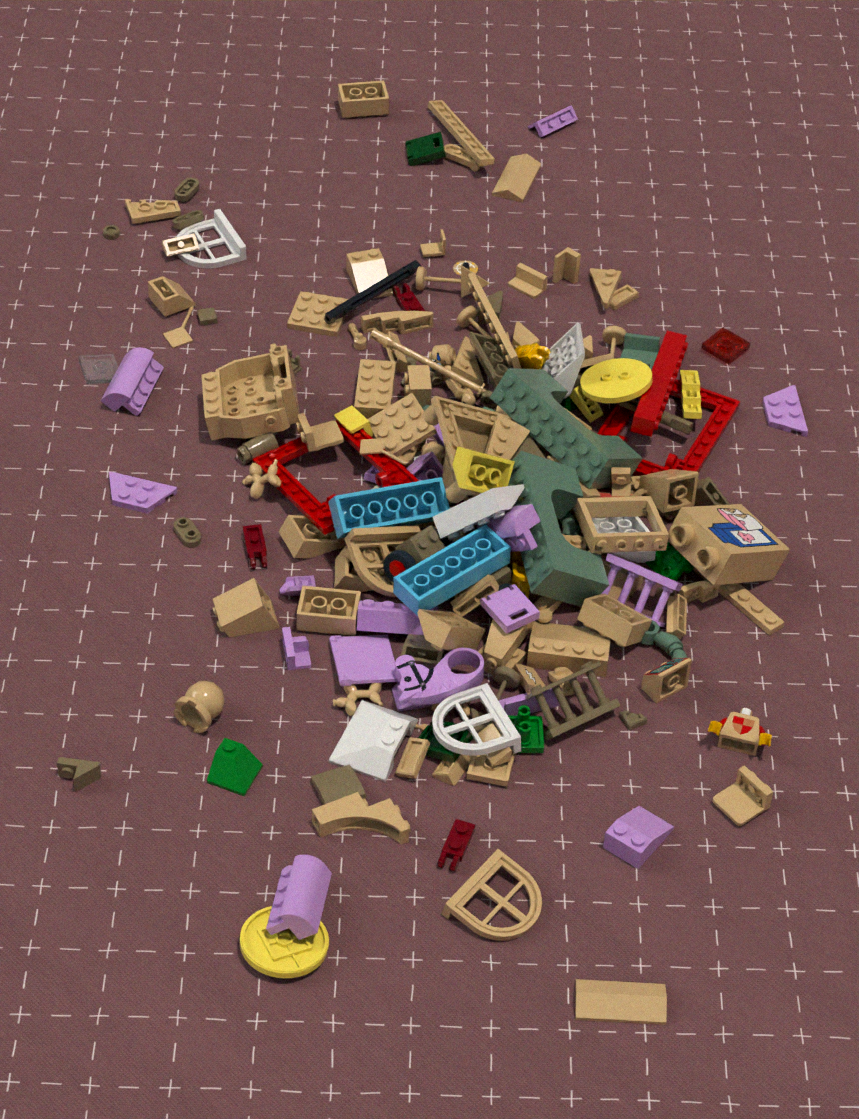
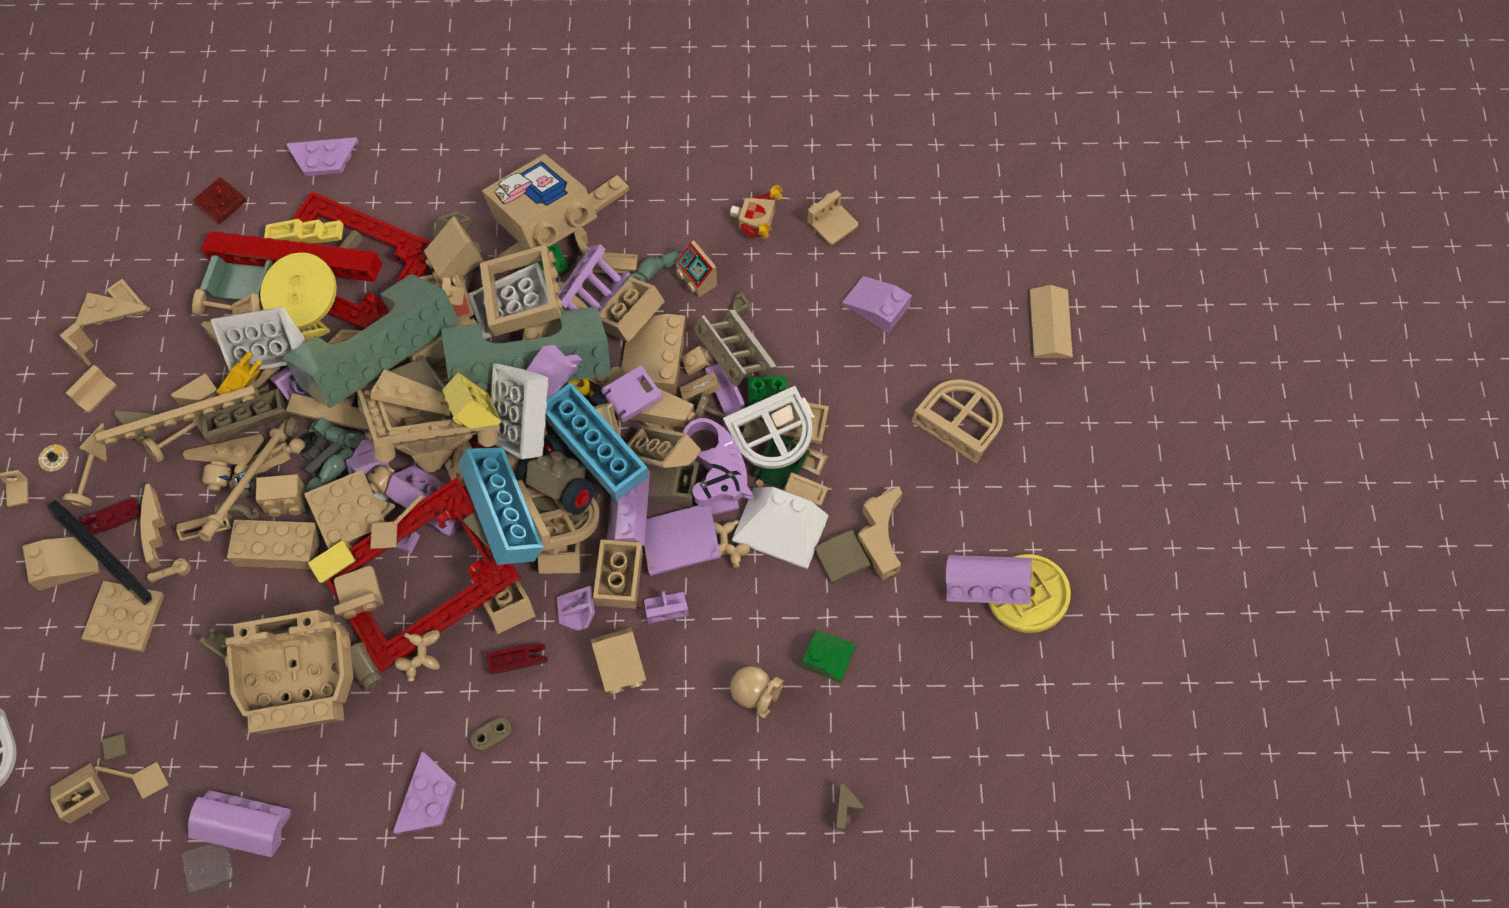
camera: 90 degrees left, 20 degrees up
(456, 843) = (900, 451): dark red hinge -> none

